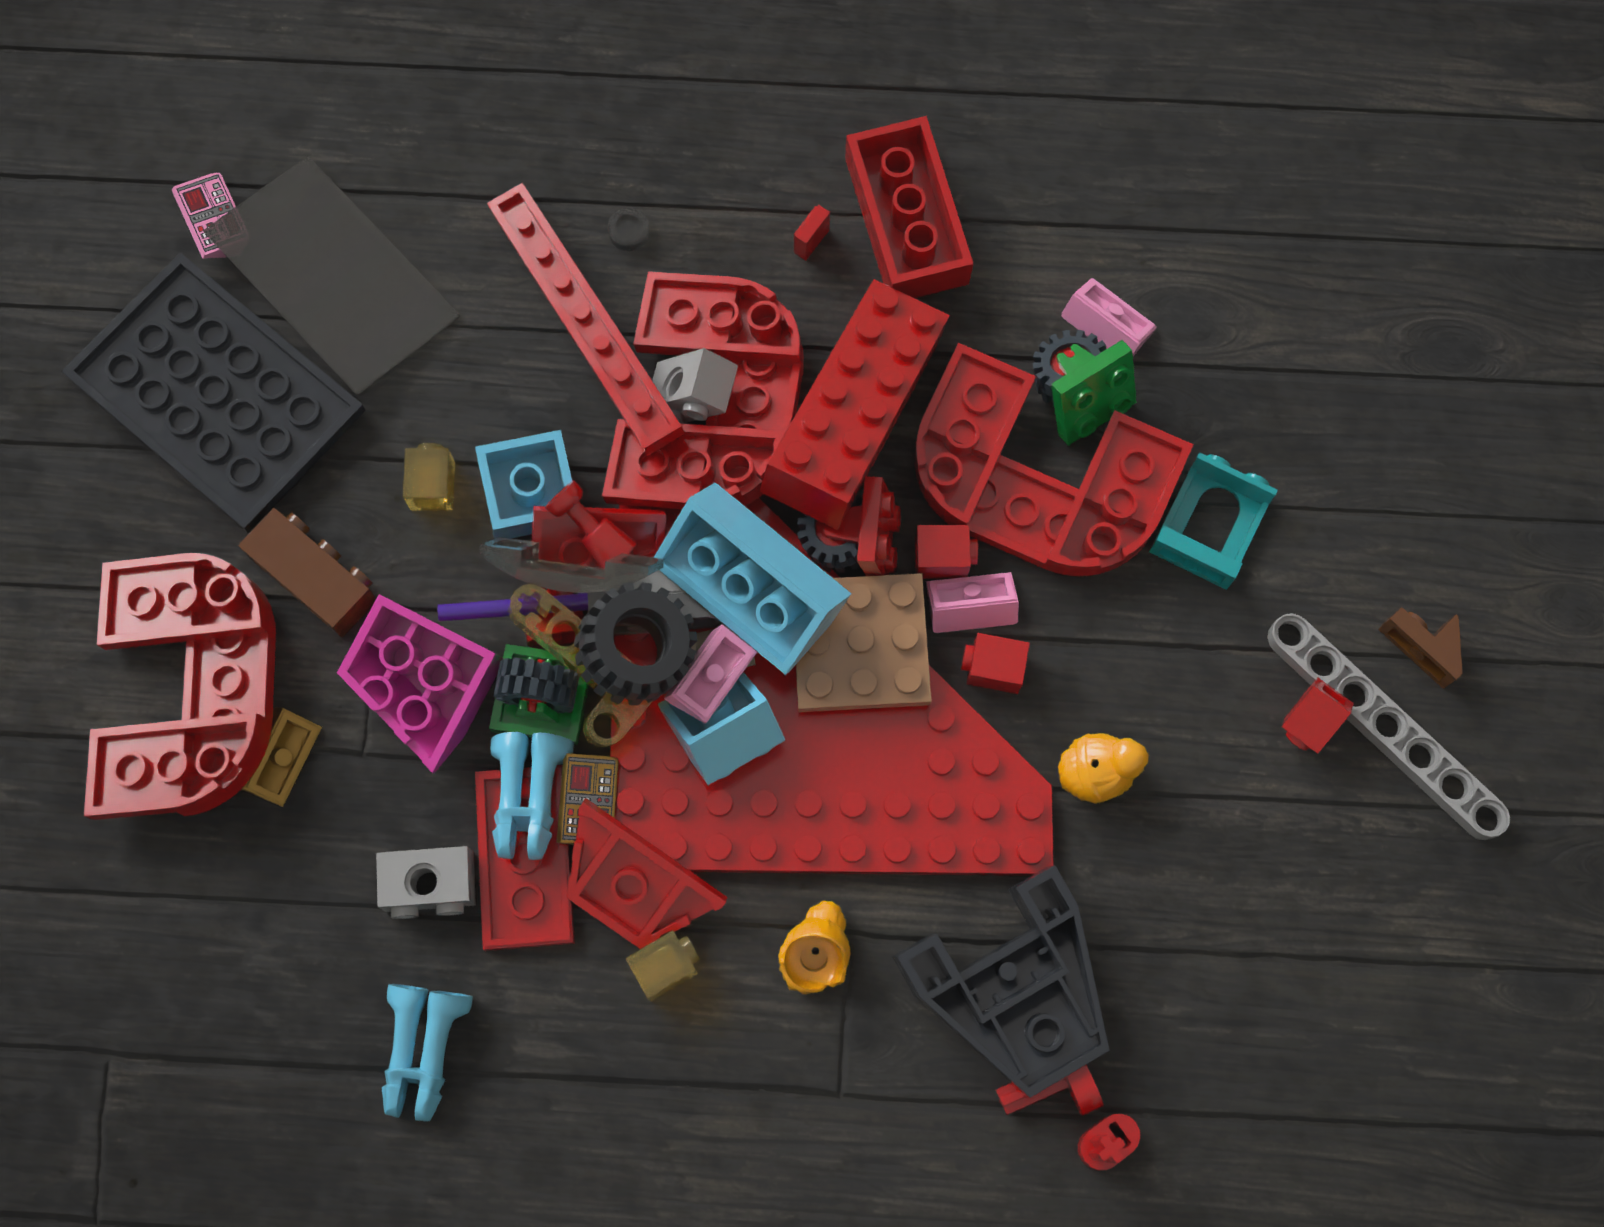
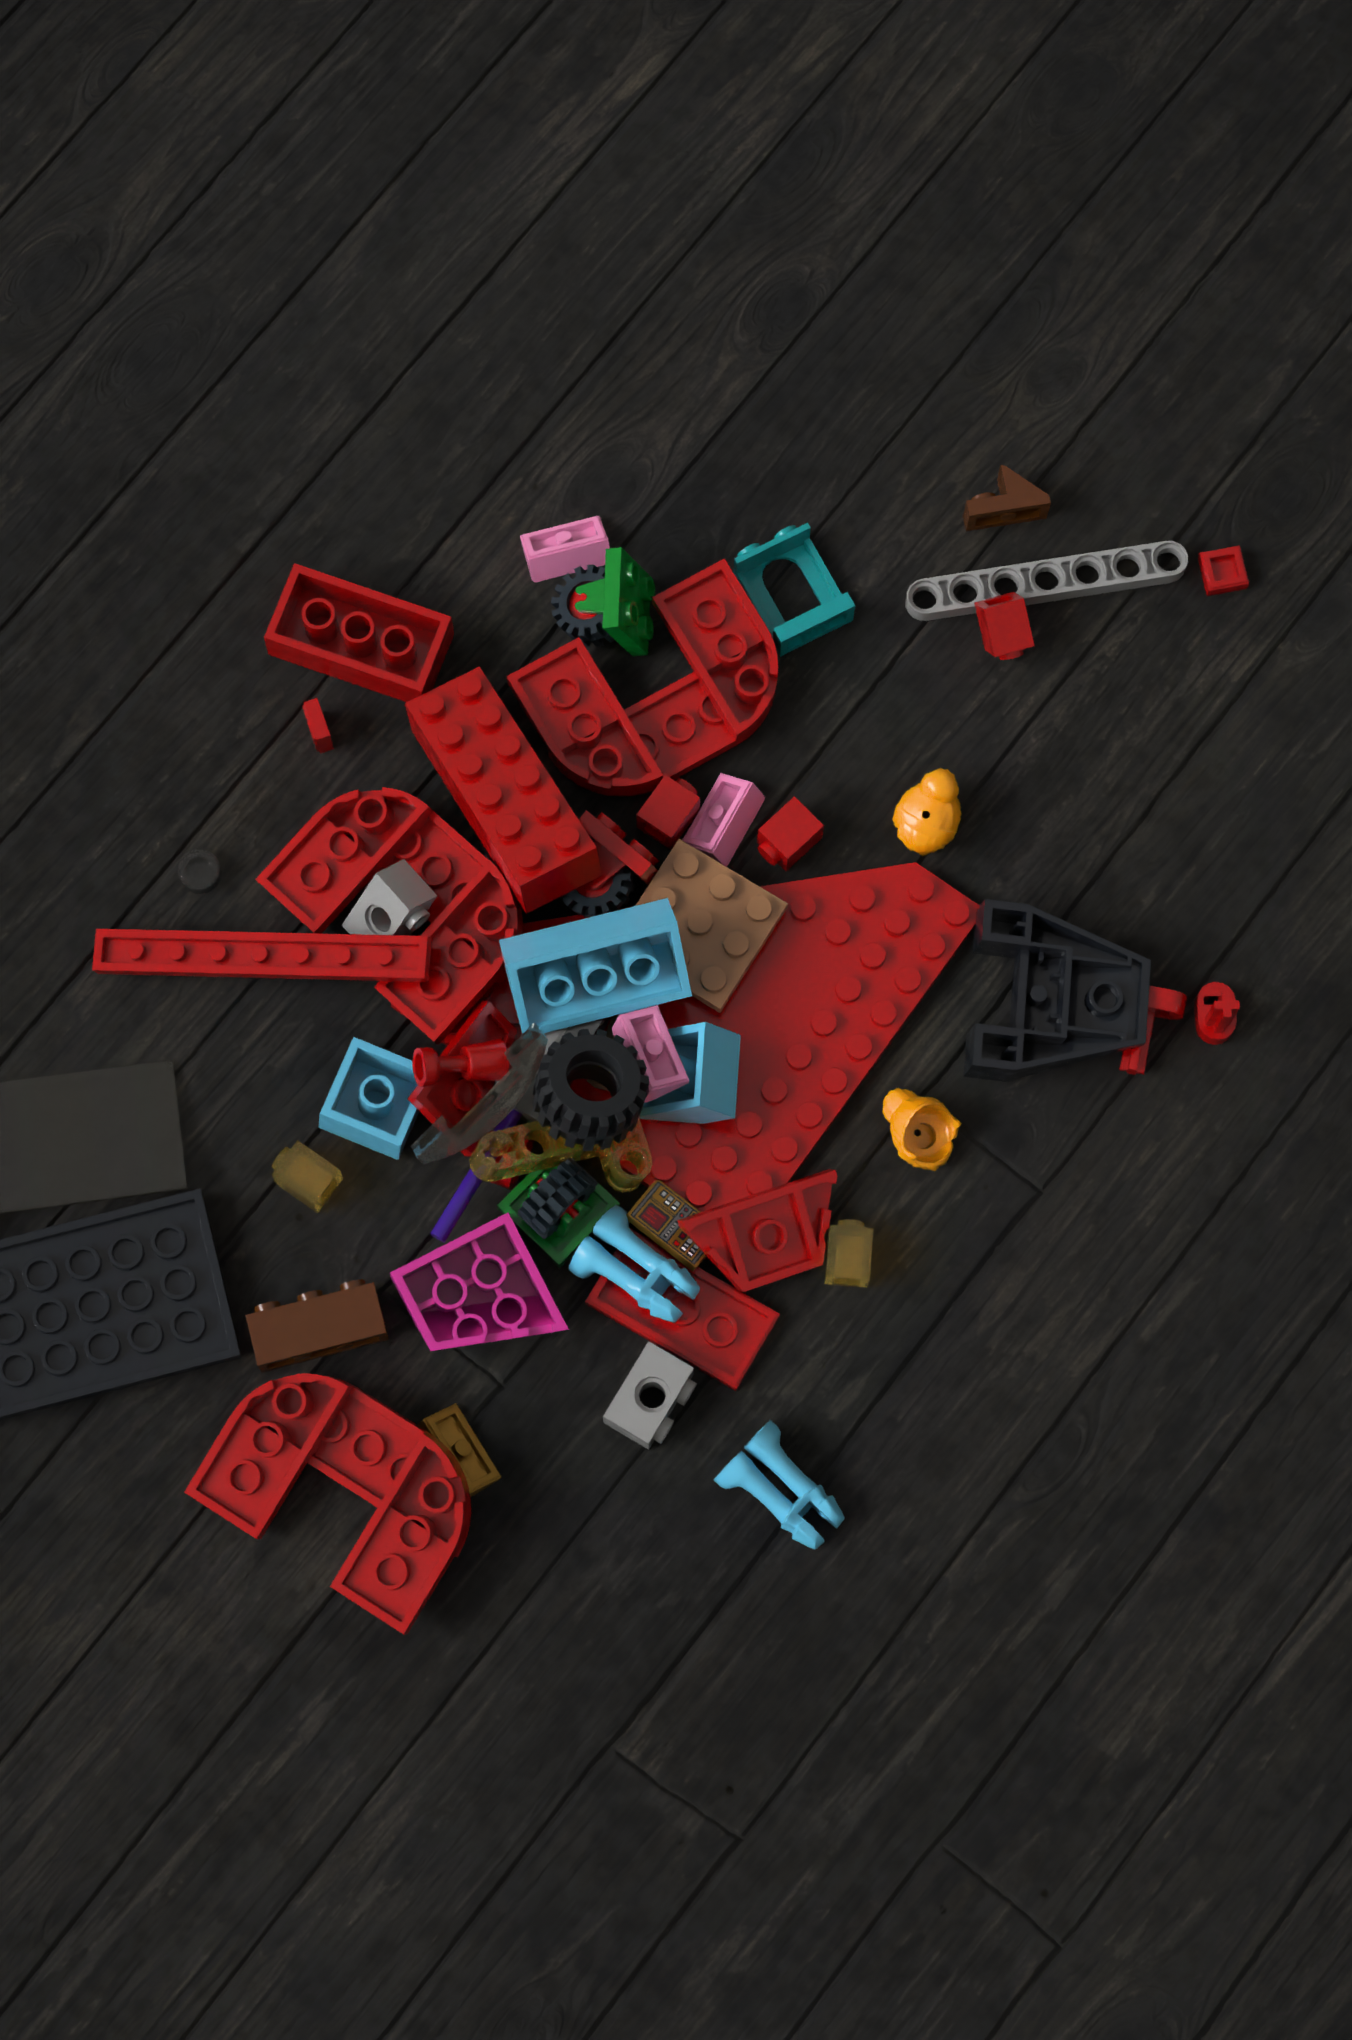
camera: 55 degrees left, 0 degrees up
(1516, 872) = (1223, 570): none -> red tile

